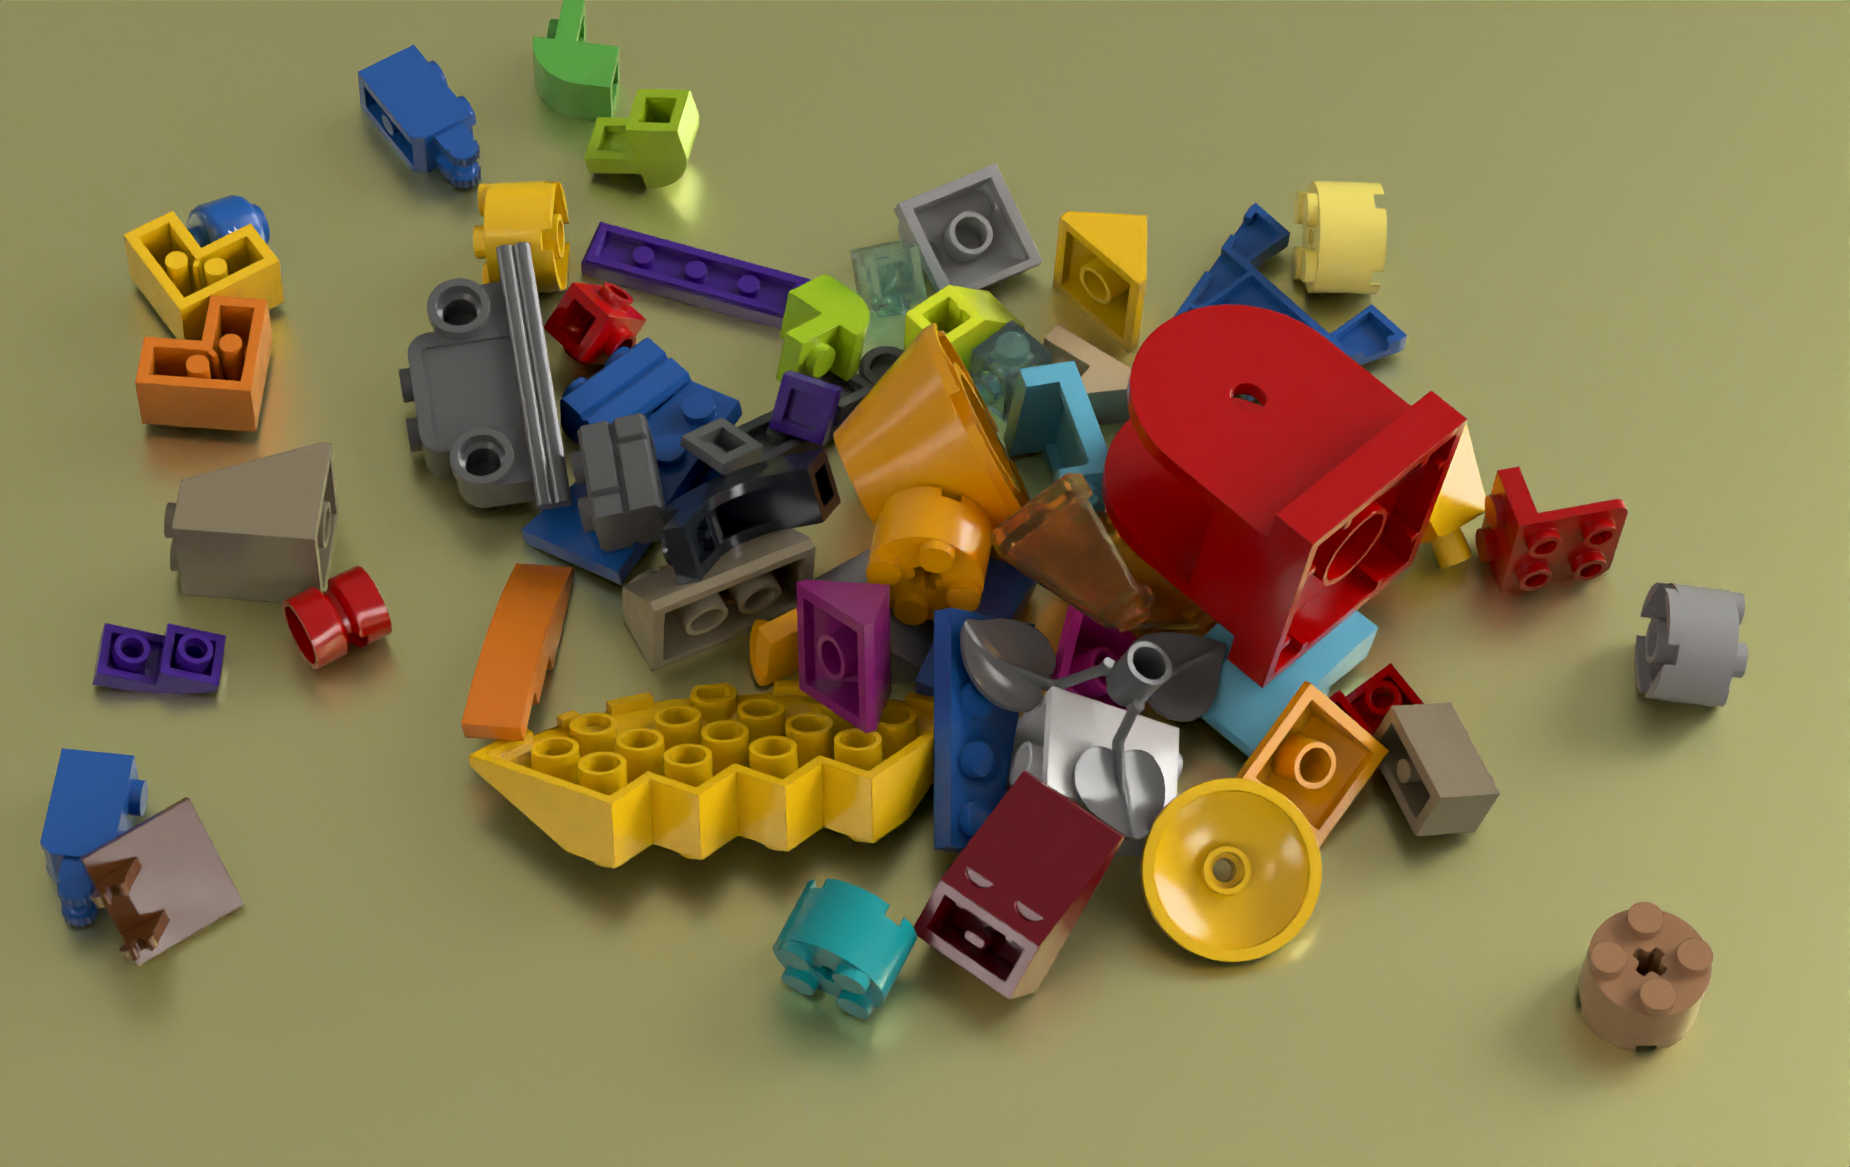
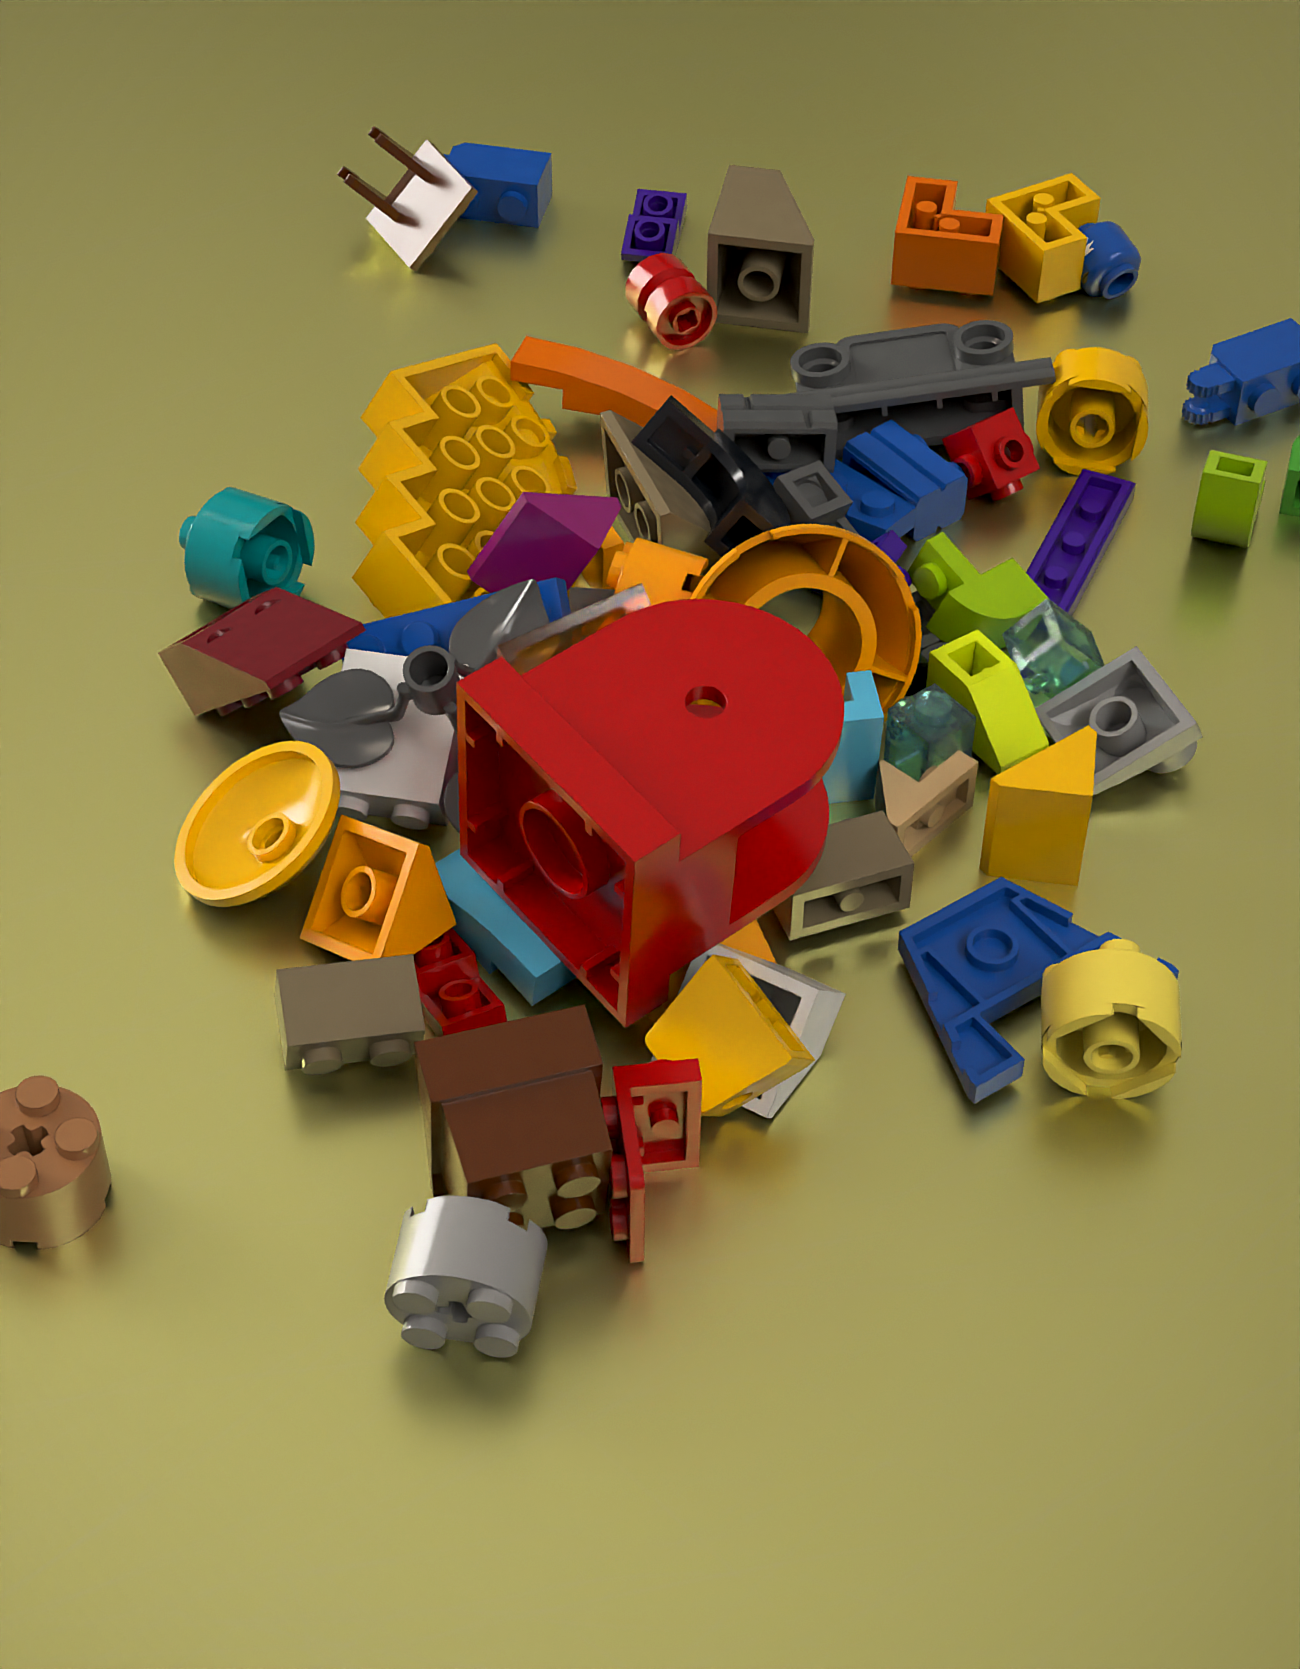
camera: 100 degrees right, 10 degrees down
(1575, 599) = (519, 1117): none -> reddish brown piece

